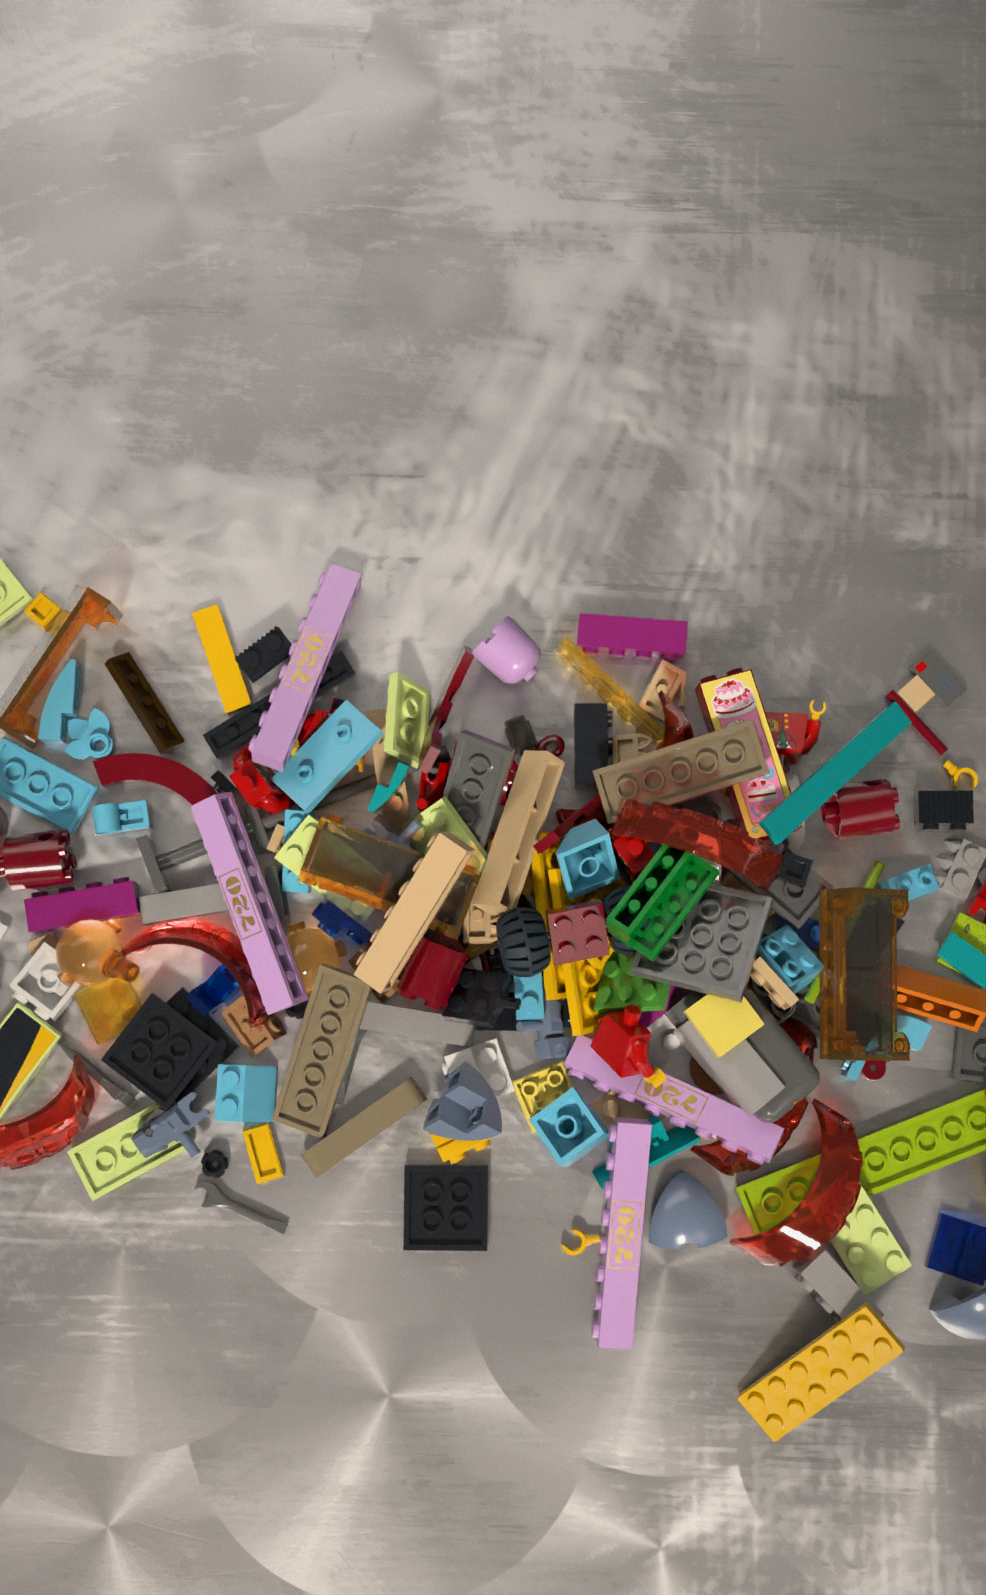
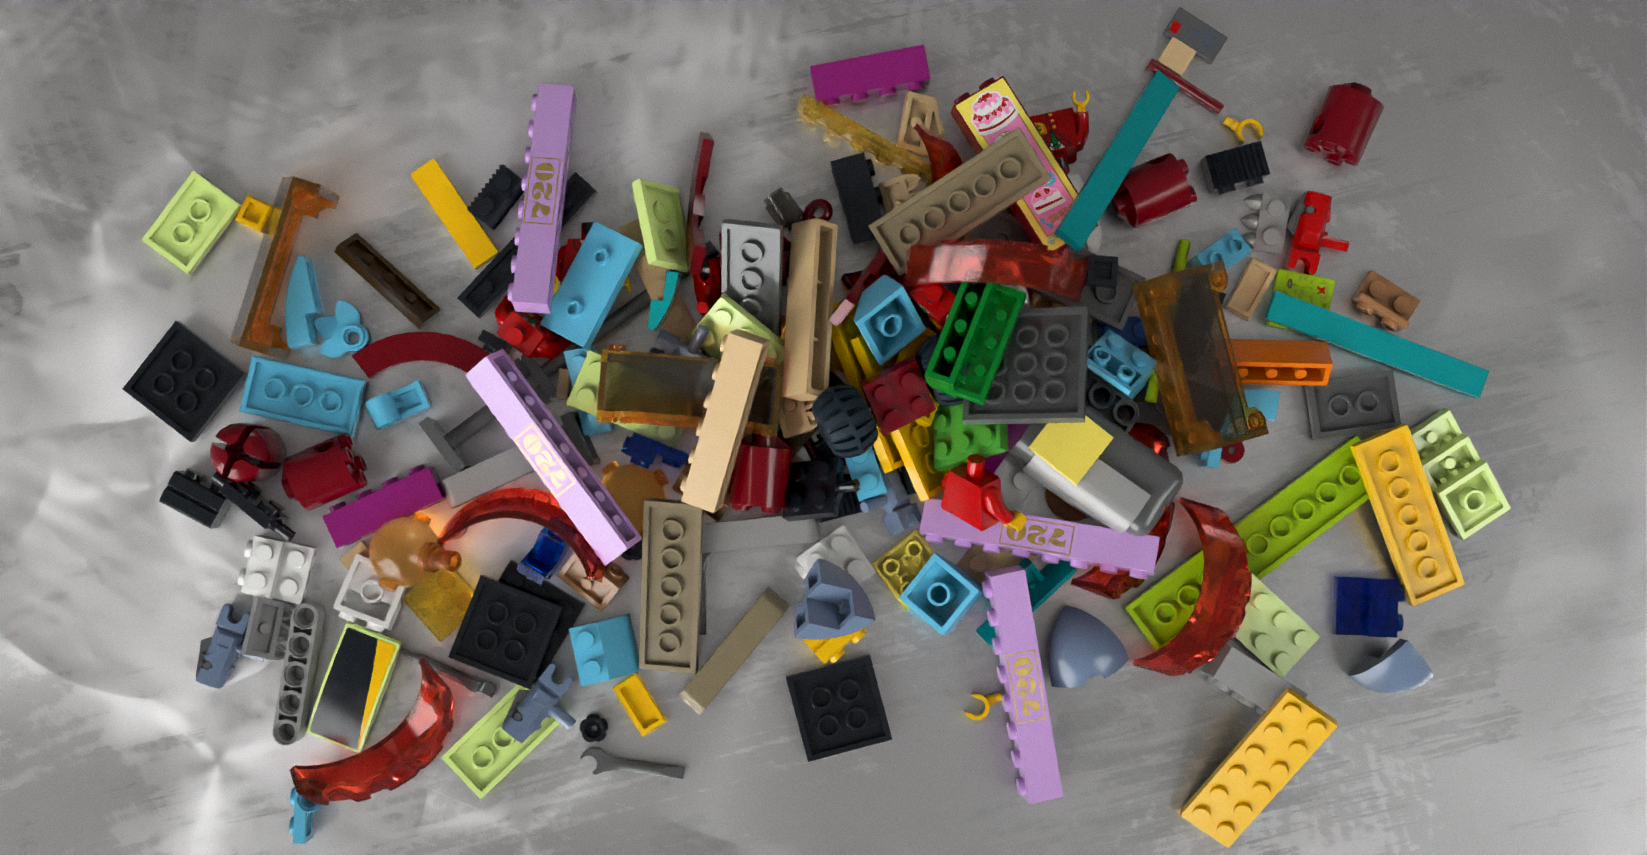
camera: 20 degrees left, 5 degrees up
(509, 653) = (749, 127): lavender cylinder -> none
(777, 989) = (1112, 395): tan plate -> none
(929, 923) = (1250, 288): none -> tan tile

